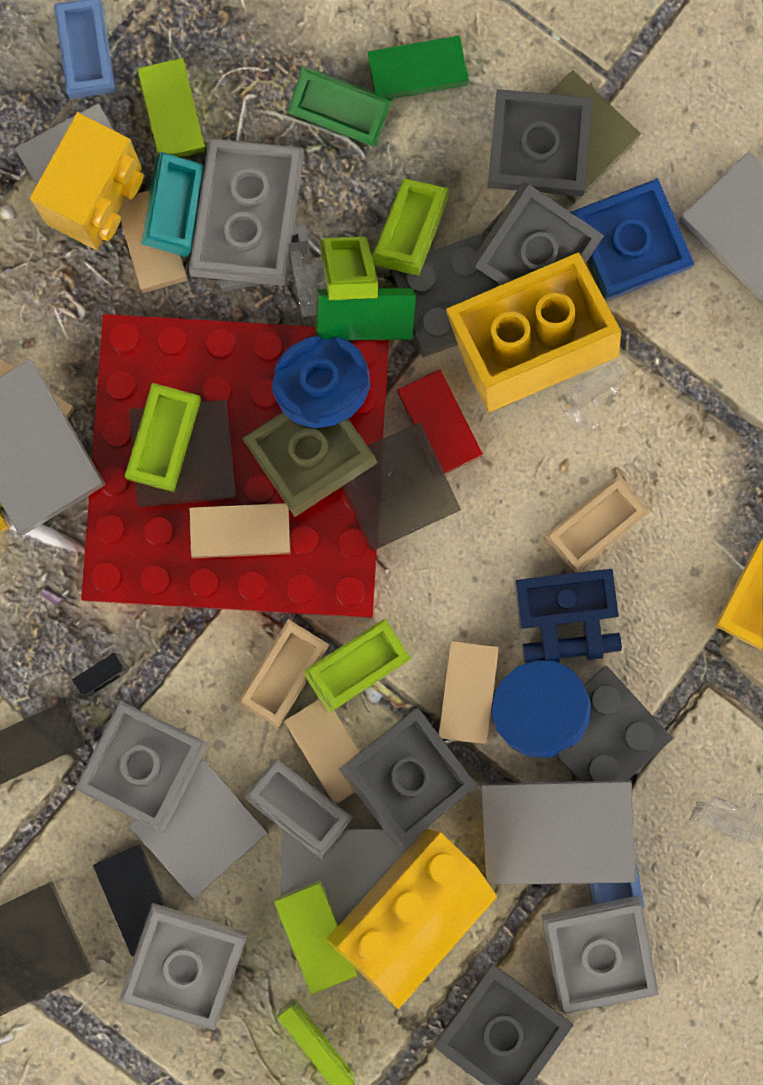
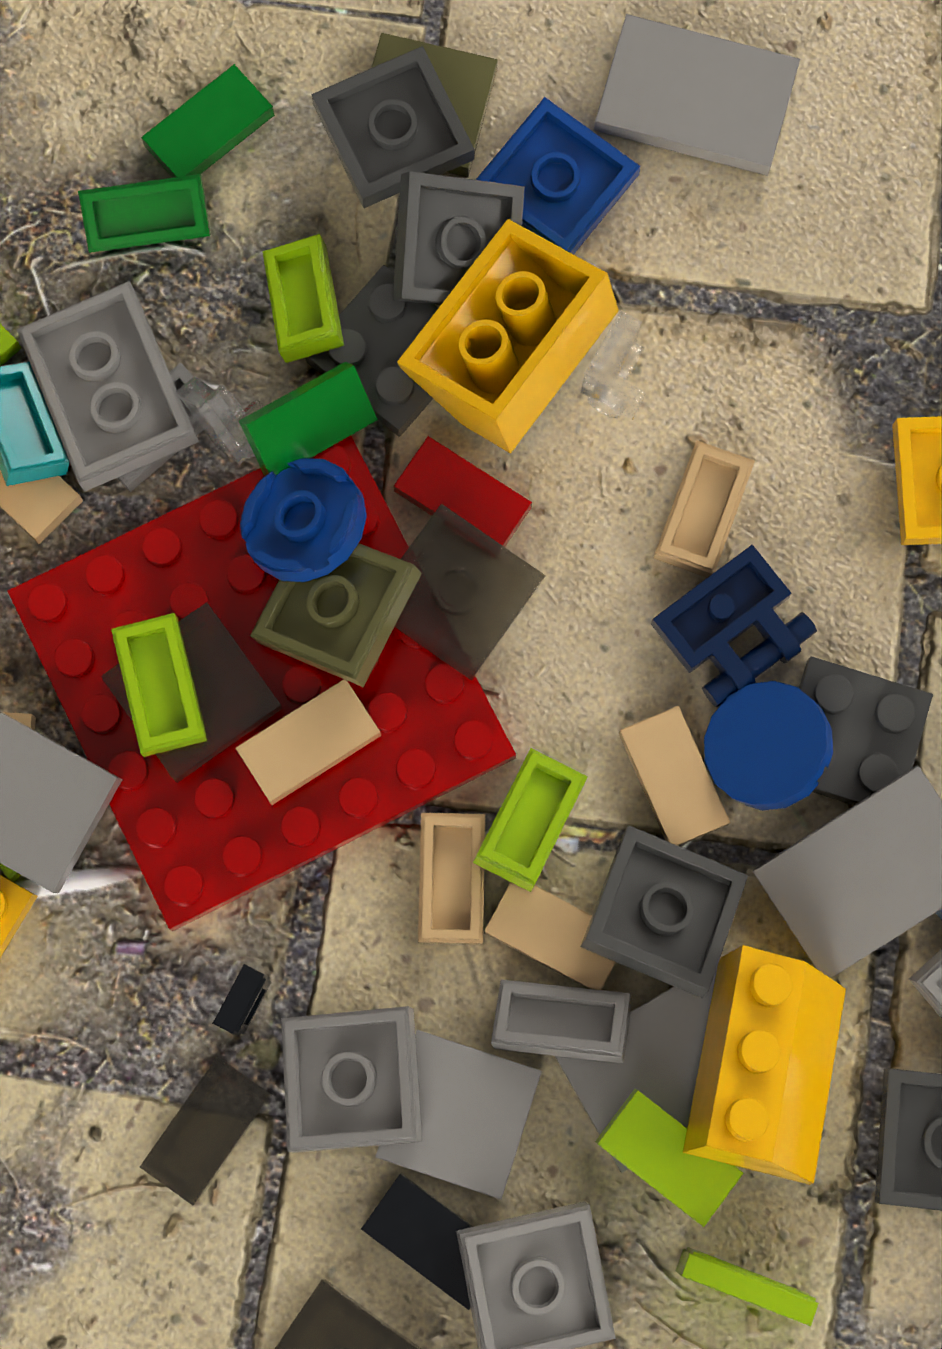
camera: 25 degrees left, 5 degrees down
(348, 268) = (261, 379): lime tile -> none

